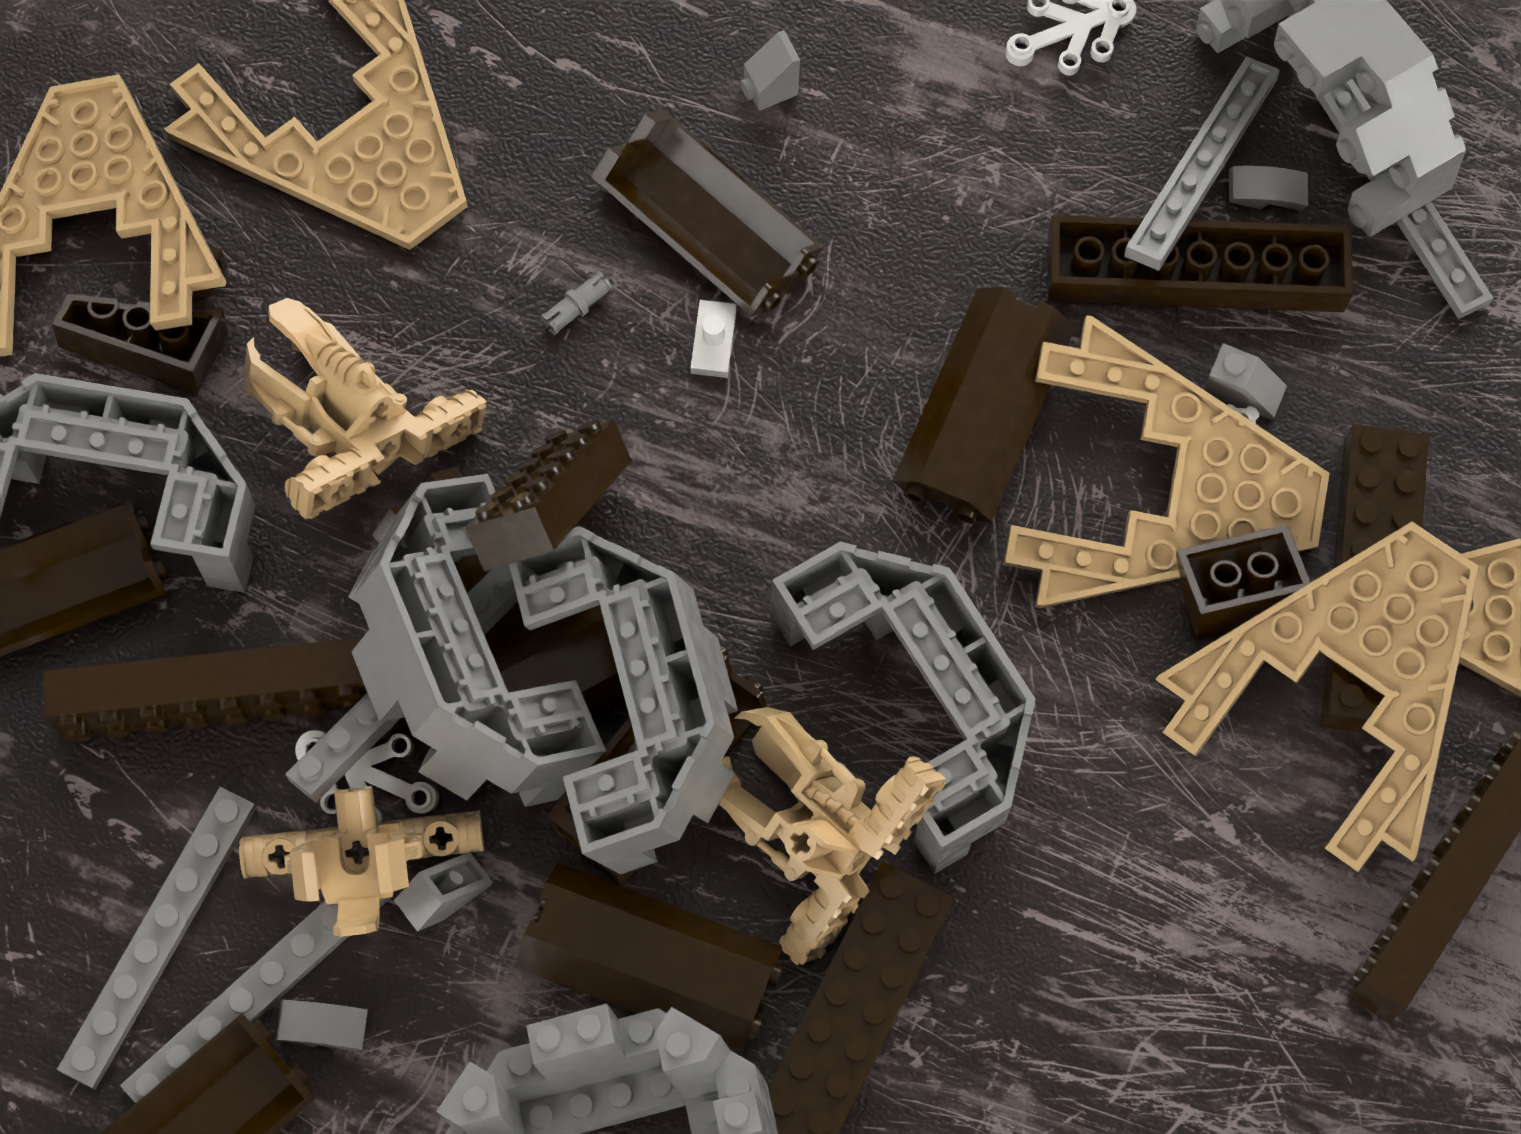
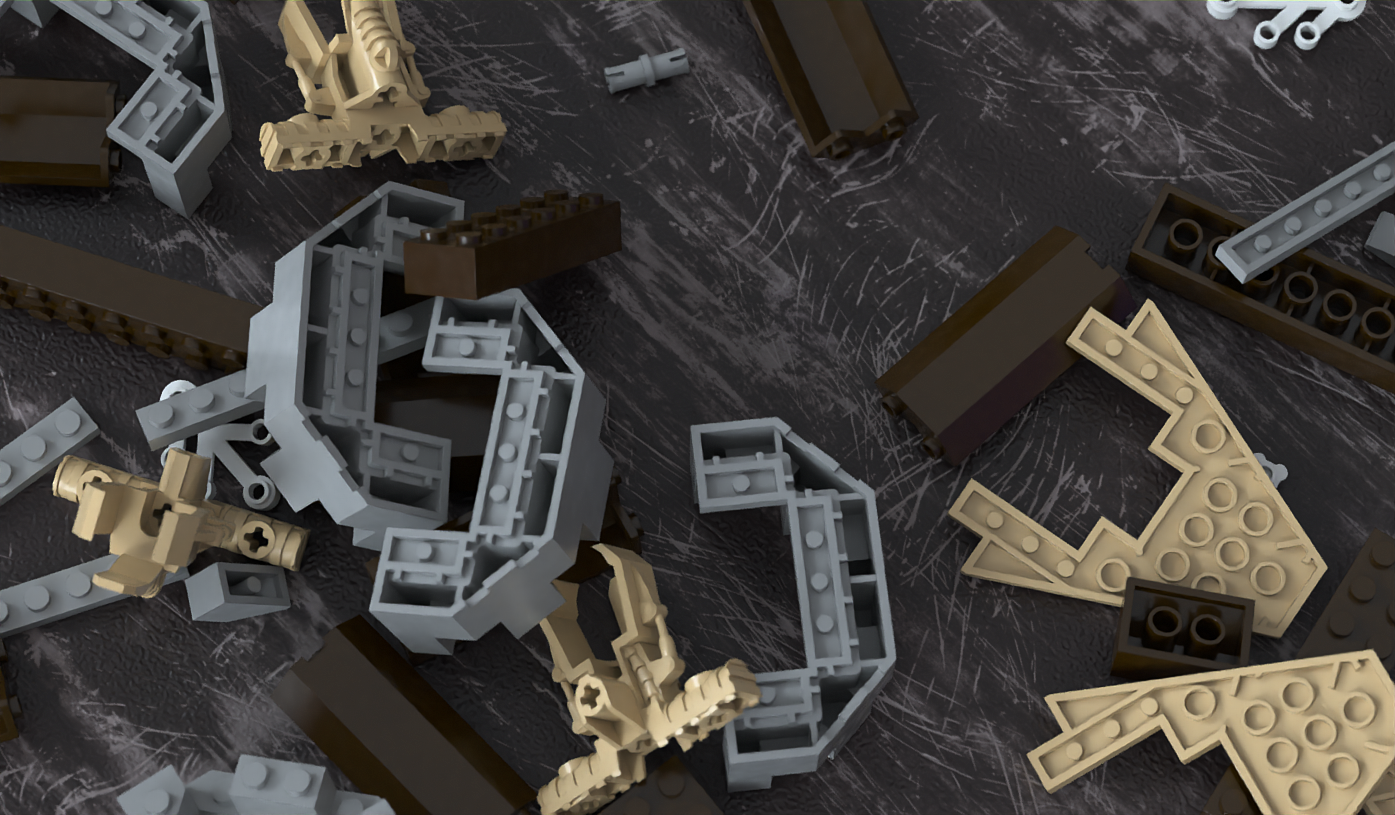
camera: 25 degrees right, 0 degrees up
(321, 1025) = (60, 670): light grey slope -> none
(713, 338) = (766, 164): white tile -> none
(1245, 382) = (1288, 437): light grey slope -> none

